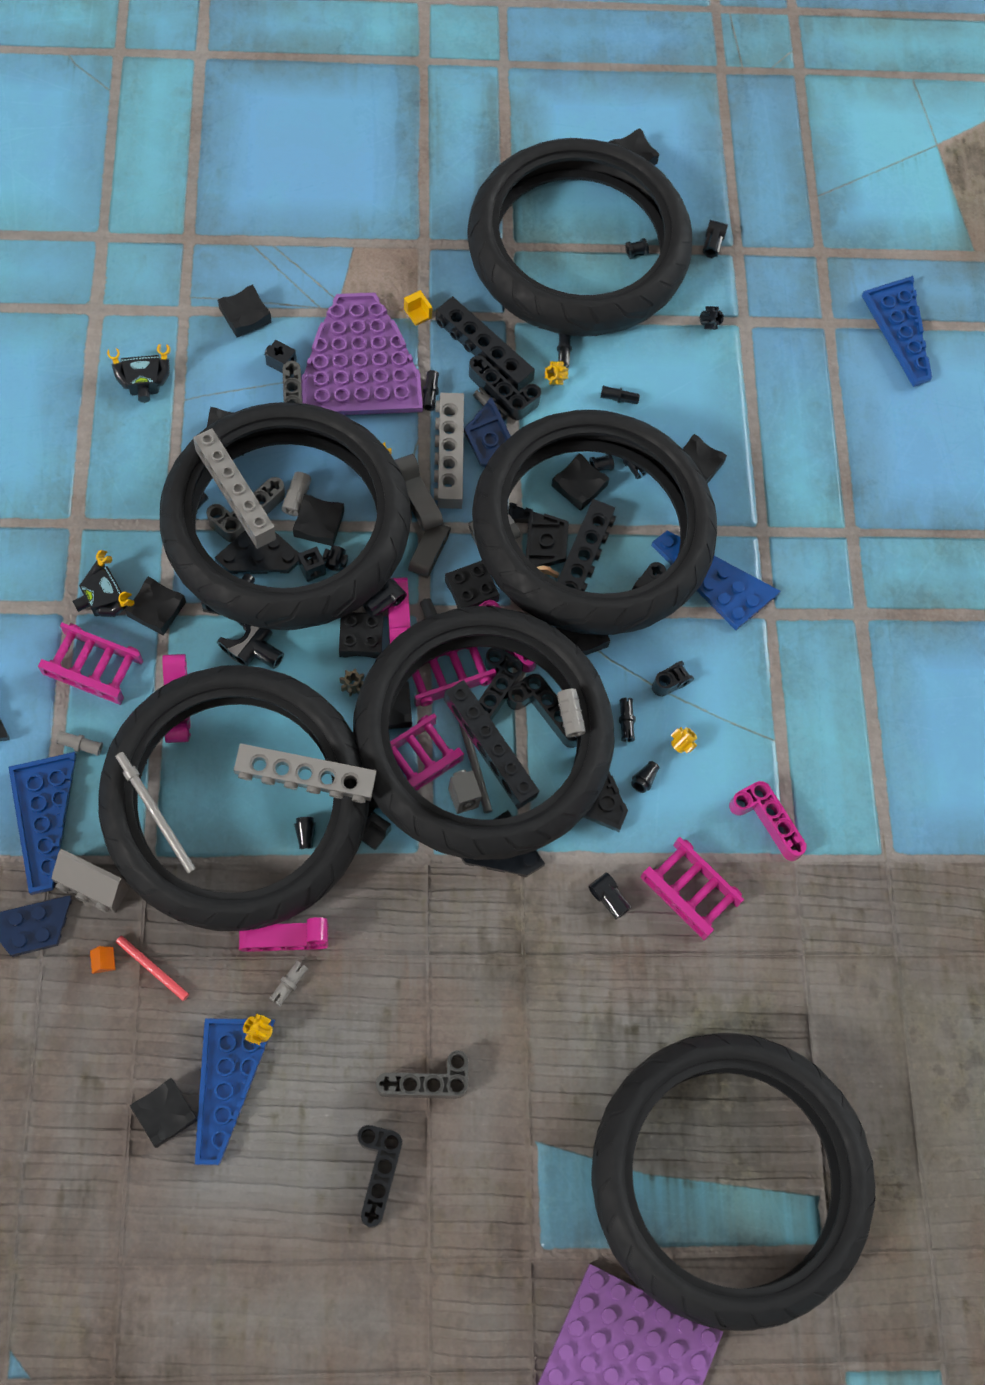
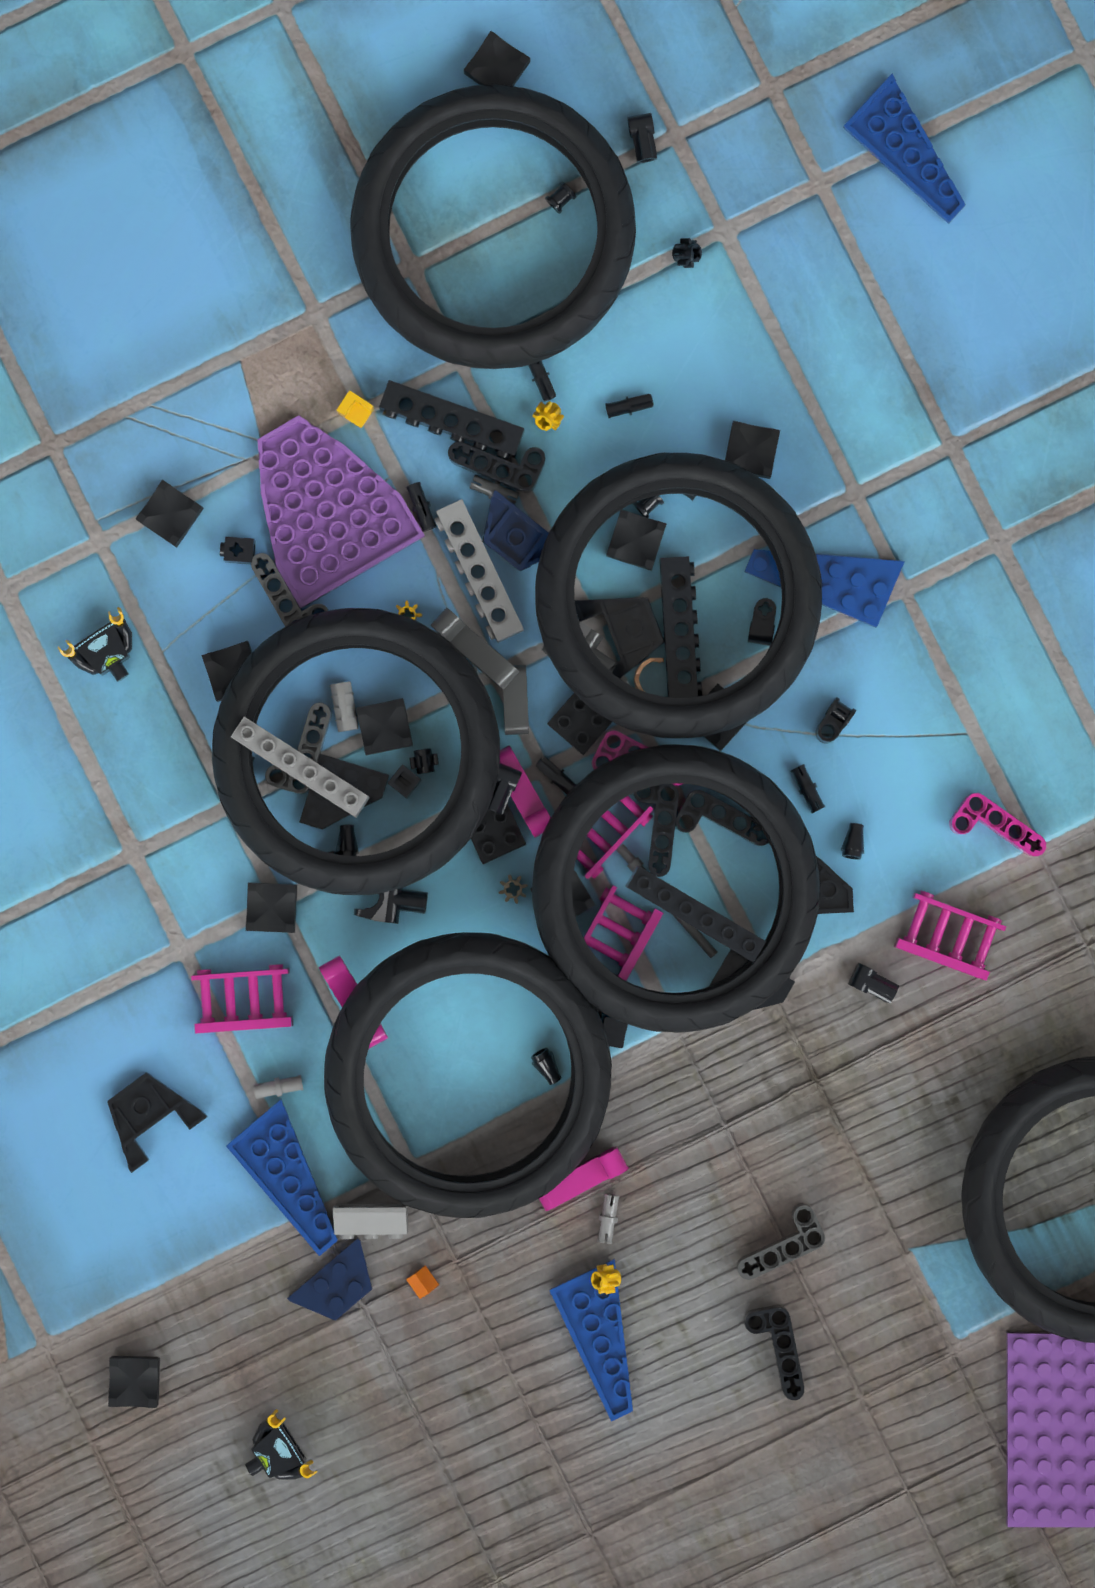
camera: 20 degrees left, 20 degrees up
(102, 591) = (209, 920): torso -> none
(132, 774) = (369, 1115): light grey bar -> none
(152, 968) = (472, 1266): coral bar -> none
(163, 1113) = (559, 1391): black brick -> none
(248, 755) = (470, 1041): light grey brick -> none
(464, 791) = (694, 978): dark grey brick -> none
(571, 713) = (757, 839): light grey axle -> none
(683, 740) = (875, 784): yellow gear -> none

